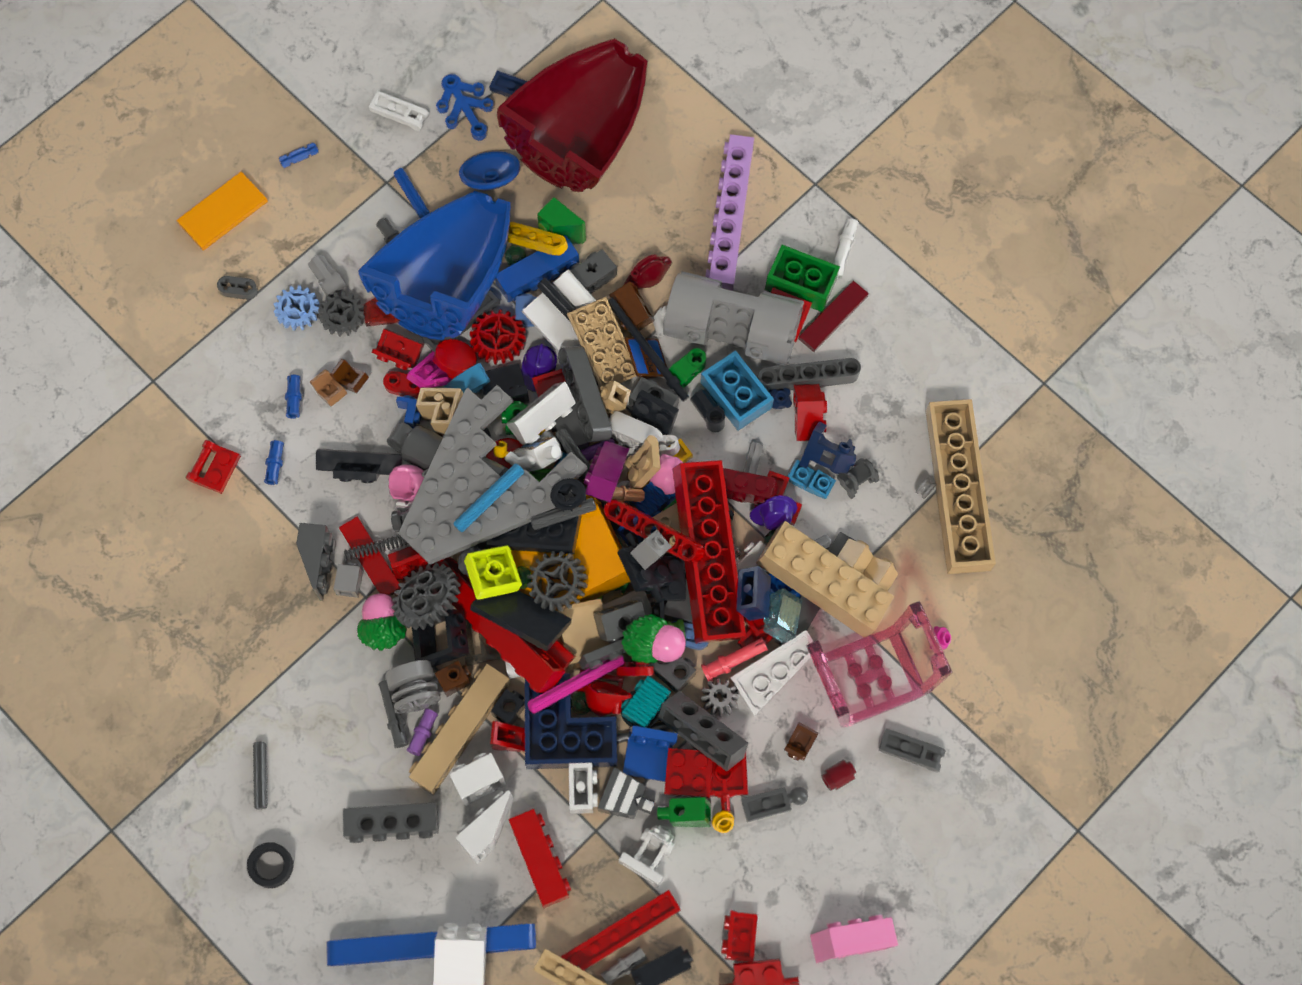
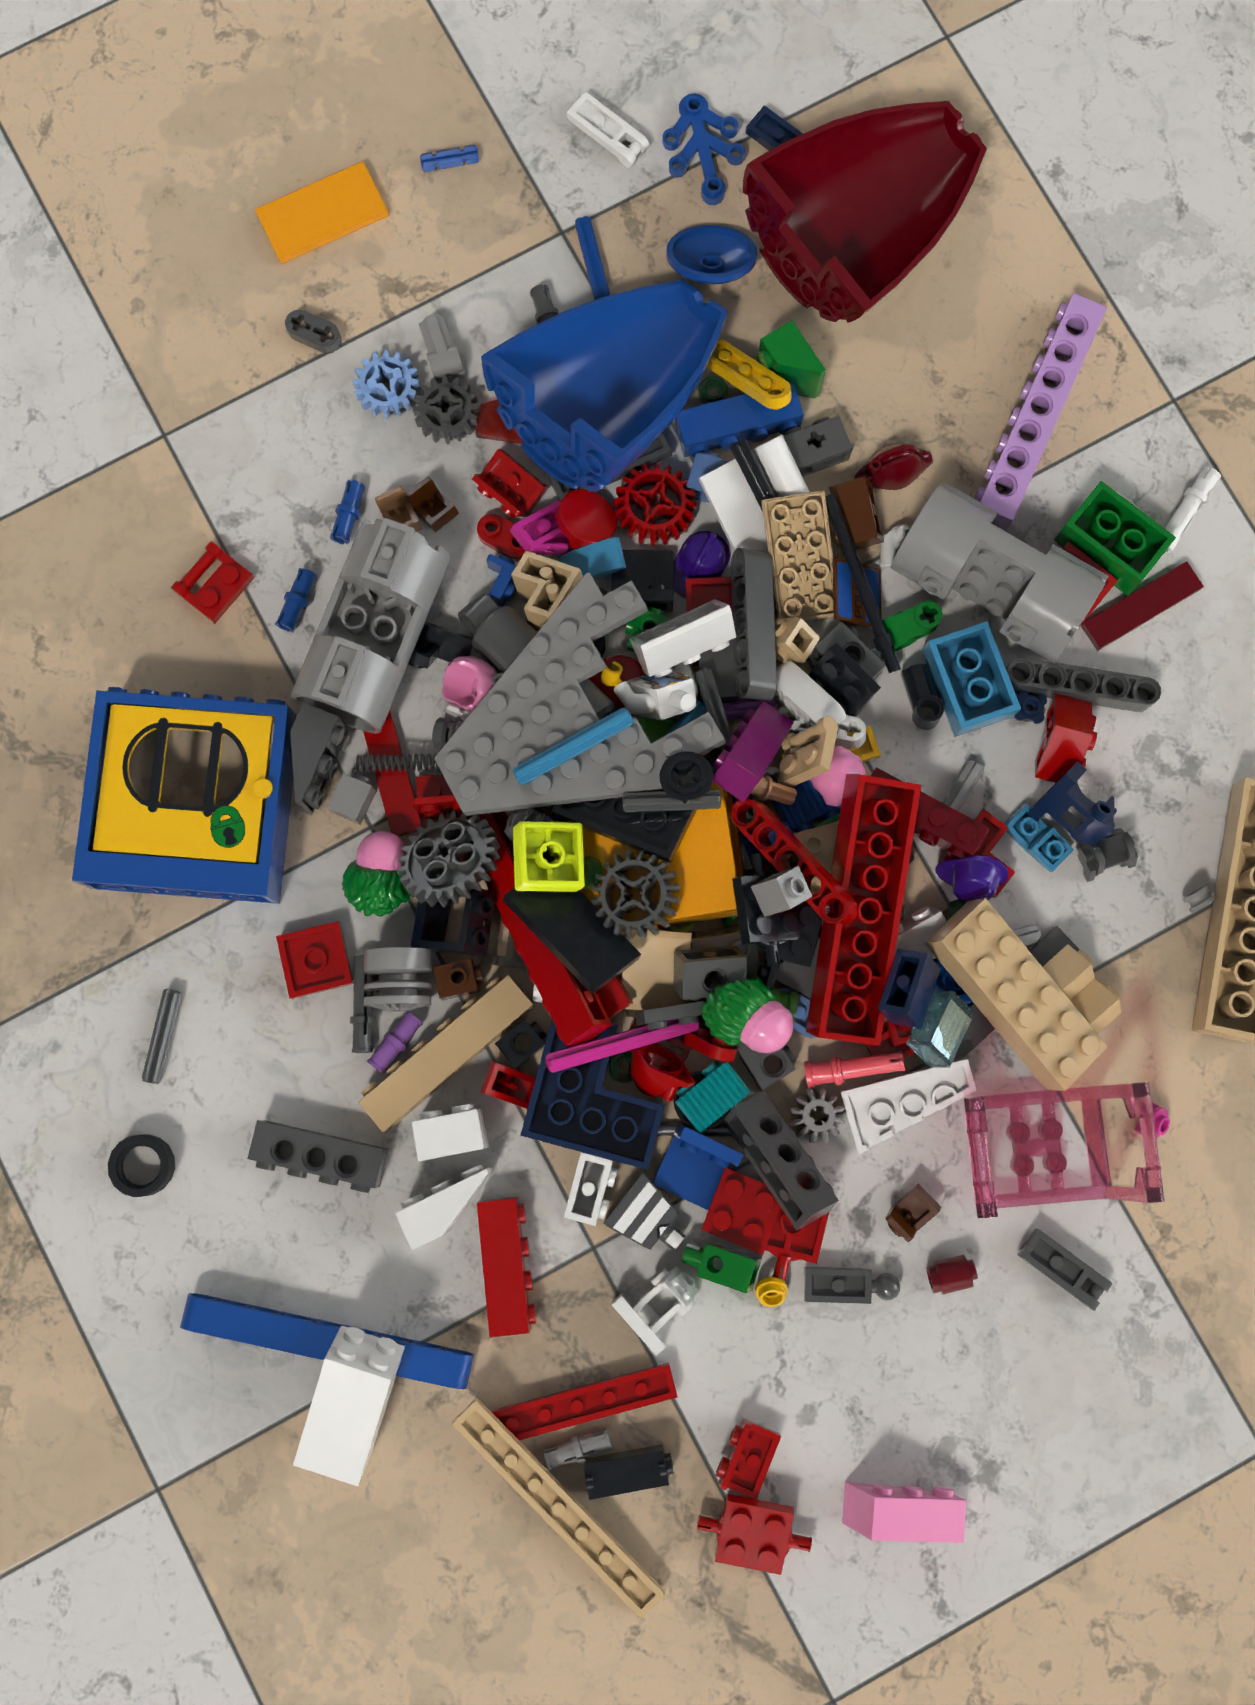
camera: 20 degrees right, 10 degrees up
(241, 643) = (123, 822): none -> door
(331, 461) = (371, 624): none -> light grey cylinder
(352, 693) = (315, 960): none -> red plate

